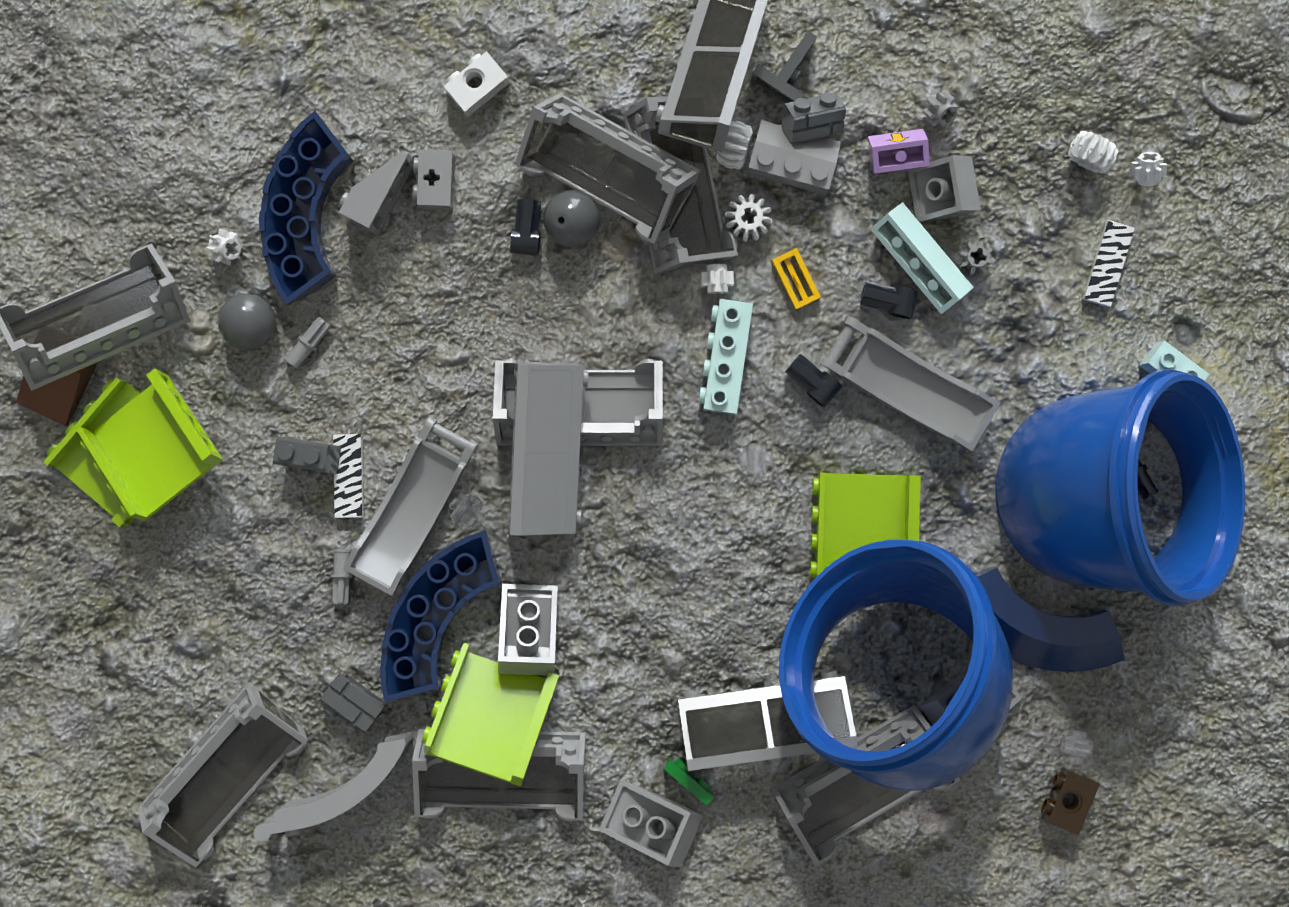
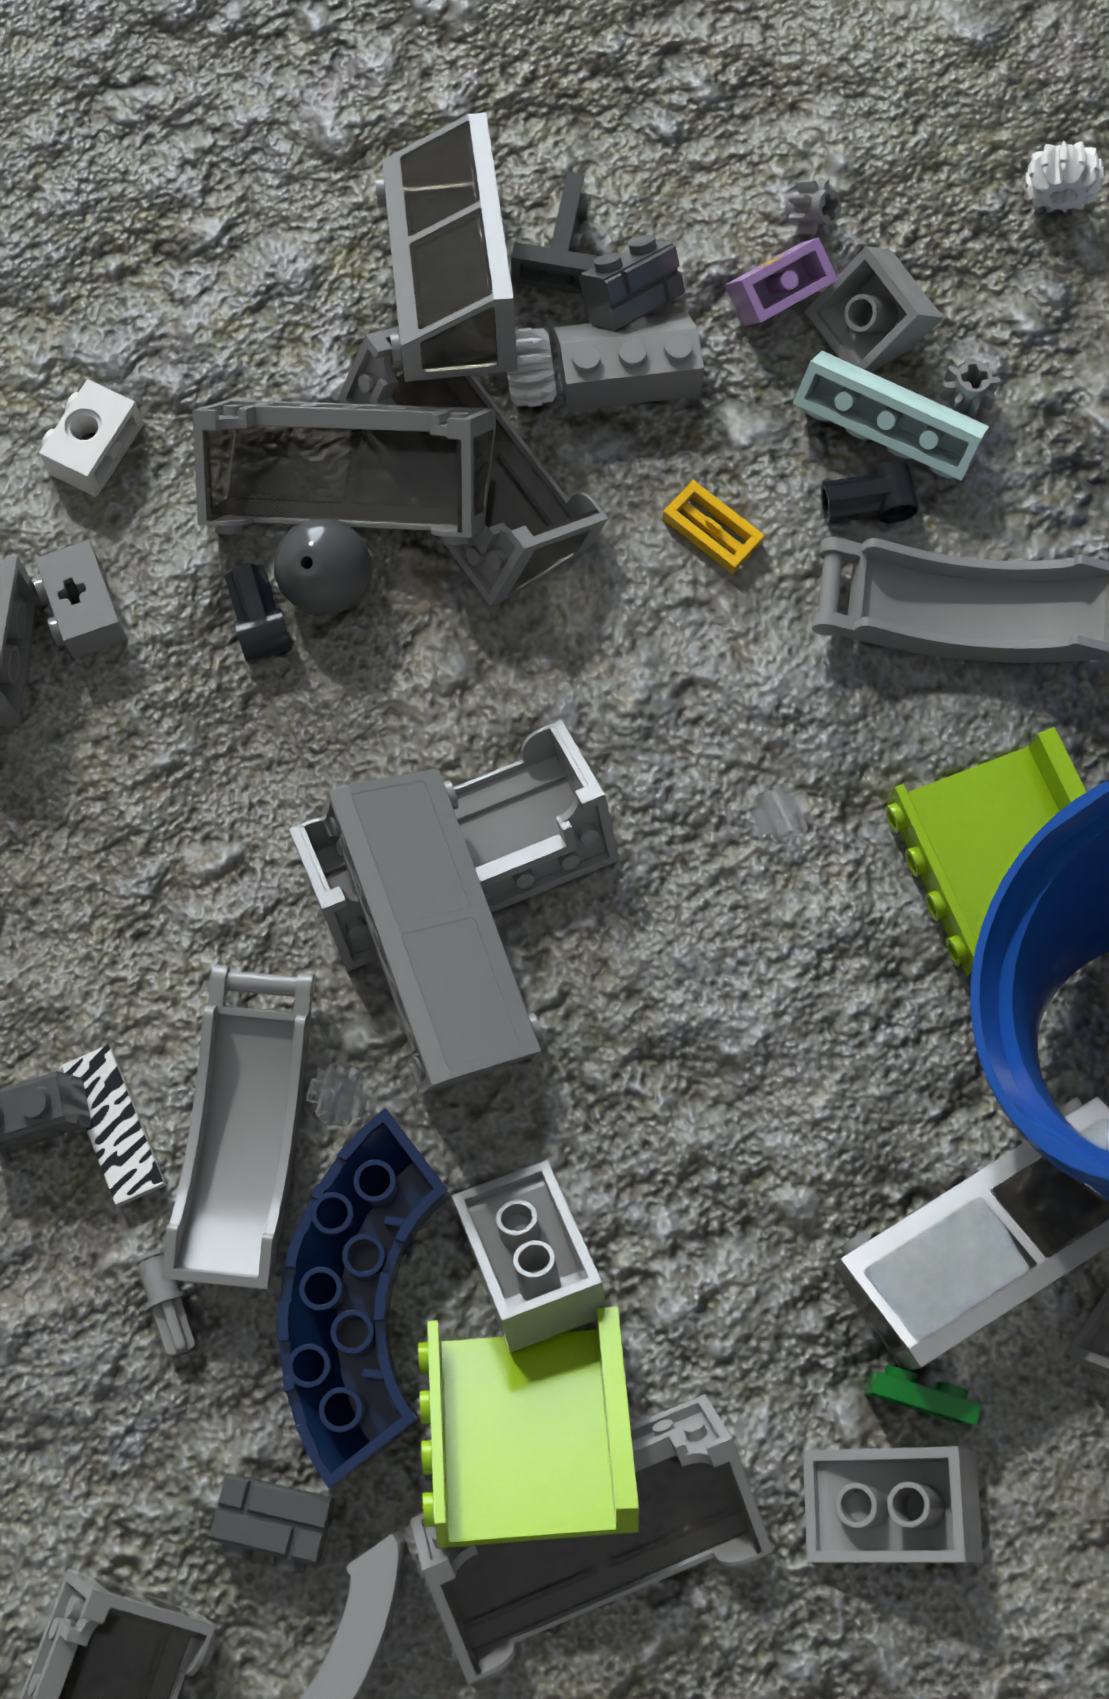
camera: 25 degrees left, 15 degrees down
(717, 279) = (592, 569): white gear -> none
(727, 356) = (661, 679): light aqua brick -> none
(758, 220) = (598, 450): white gear -> none
(818, 384) = (825, 663): black piece -> none

